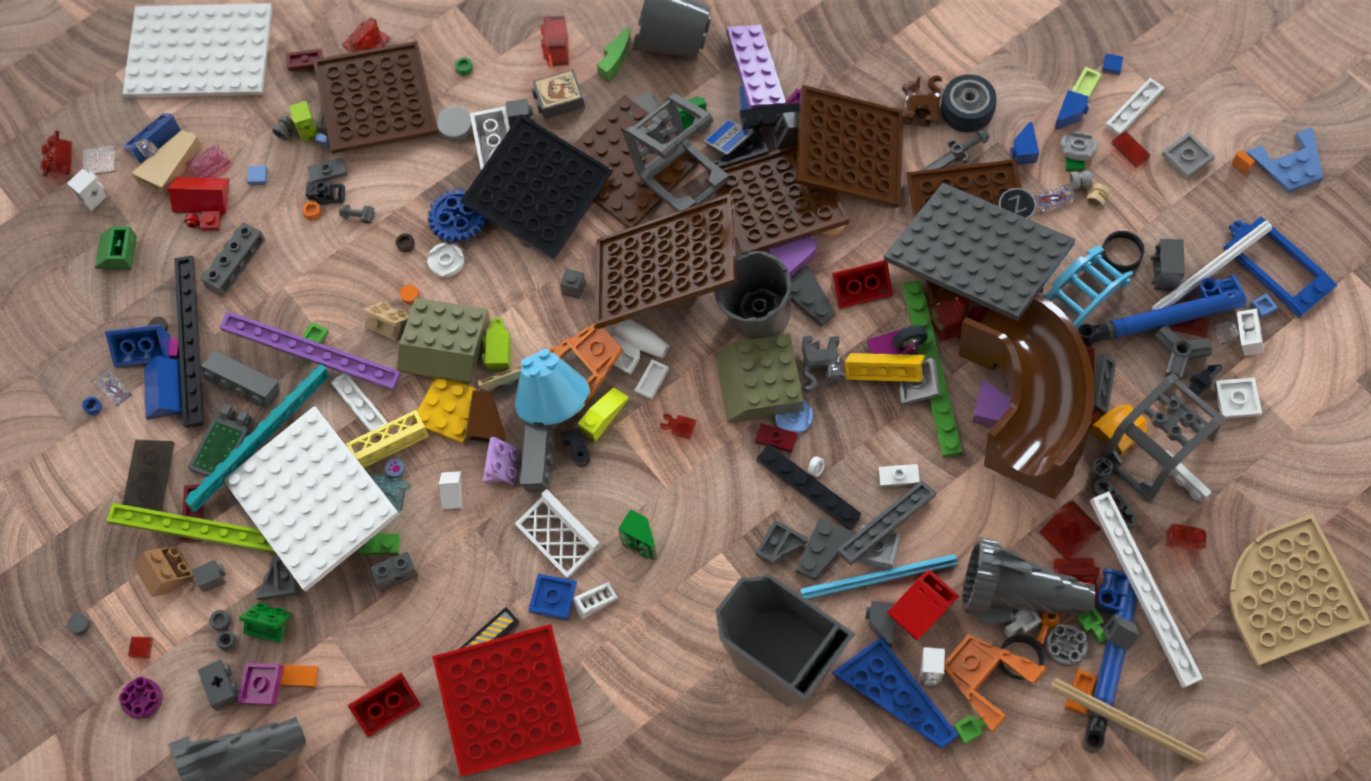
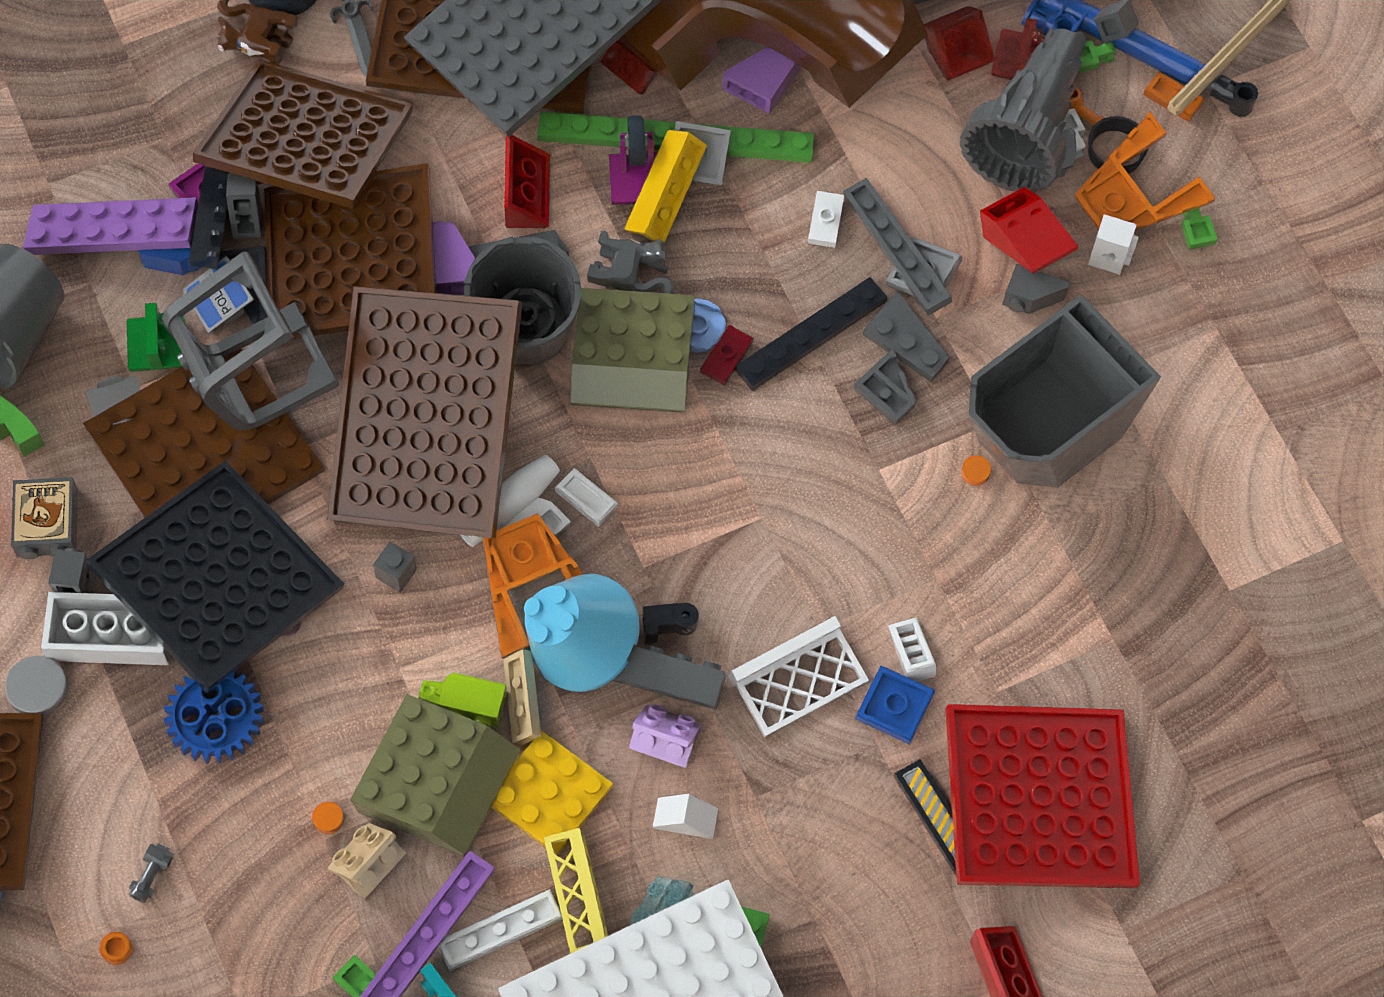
camera: 85 degrees left, 0 degrees up
(325, 192) = (89, 917): black piece -> none
(327, 170) = (48, 909): dark grey plate -> none
(394, 571) = (802, 921): dark grey brick -> none
(395, 468) = (626, 895): sand blue tile -> none
(405, 242) = (230, 808): dark brown tile -> none
(445, 260) = (284, 751): white tile -> none
(483, 418) = (588, 739): reddish brown slope -> none
(602, 414) = (626, 570): neon yellow slope -> none
(637, 535) = (836, 558): green slope -> none
(681, 426) = (674, 472): clear red plate -> none
(816, 466) = (788, 312): white tile -> none
(878, 577) = (966, 281): medium azure axle -> none
(888, 684) = (1144, 294): blue wing -> none
(948, 317) = (617, 85): clear red slope -> none
(1066, 645) = (1109, 92): light grey tile -> none

